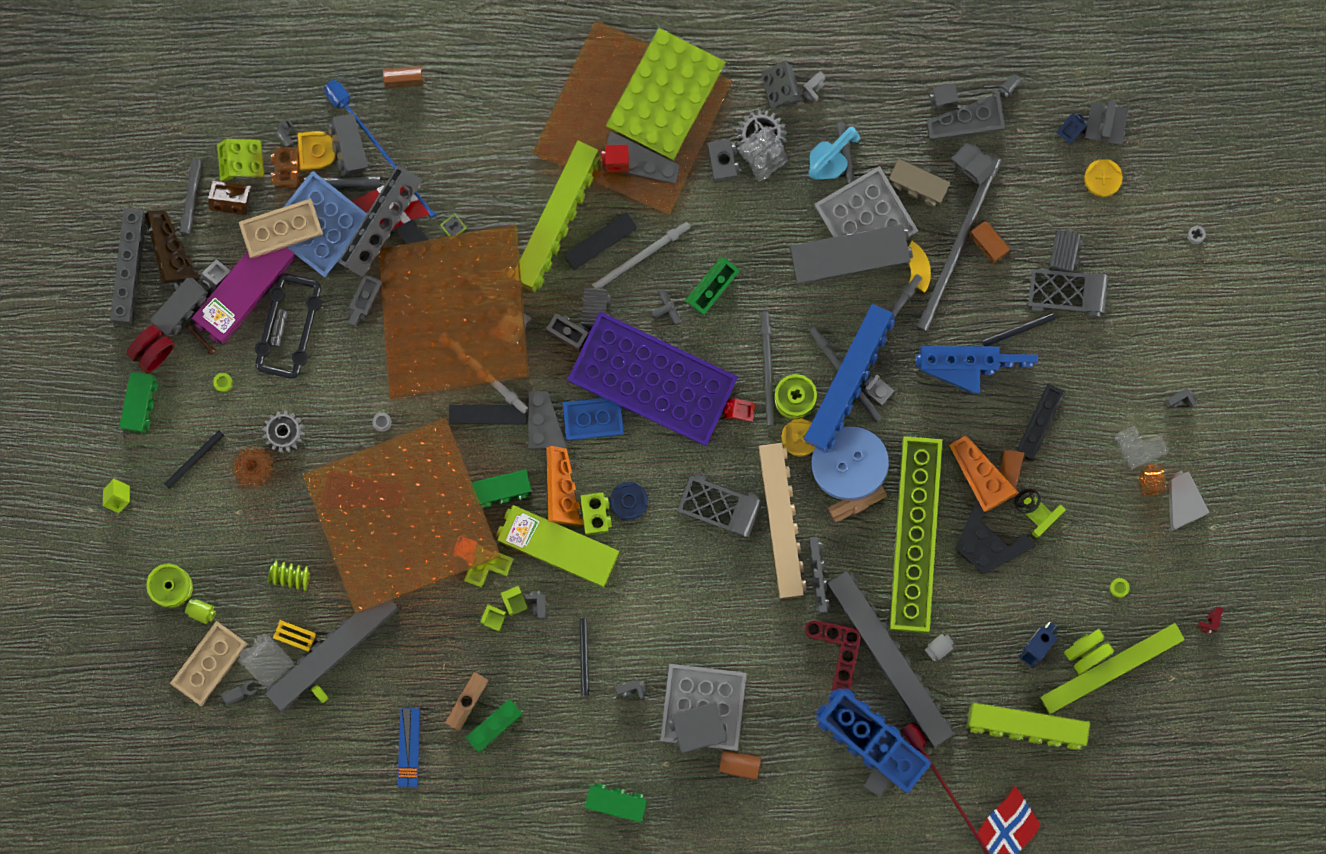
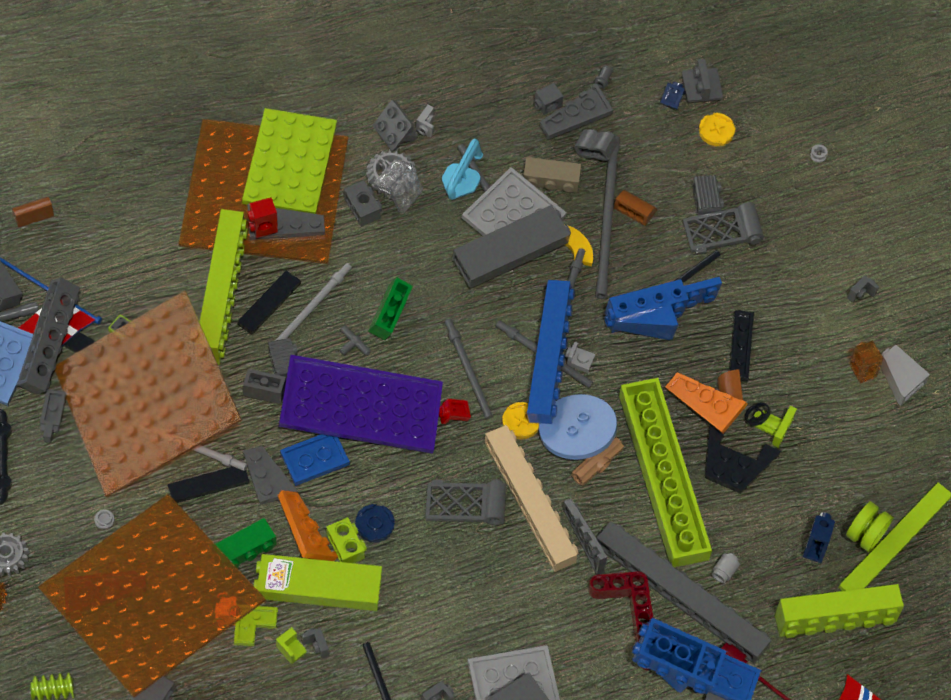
camera: 25 degrees left, 20 degrees down
(493, 618) = (275, 667): lime panel -> none
(799, 386) = (504, 382): lime wheel -> none
(1119, 588) = (873, 467): lime tile -> none
(1139, 453) = (842, 341): clear brick -> none

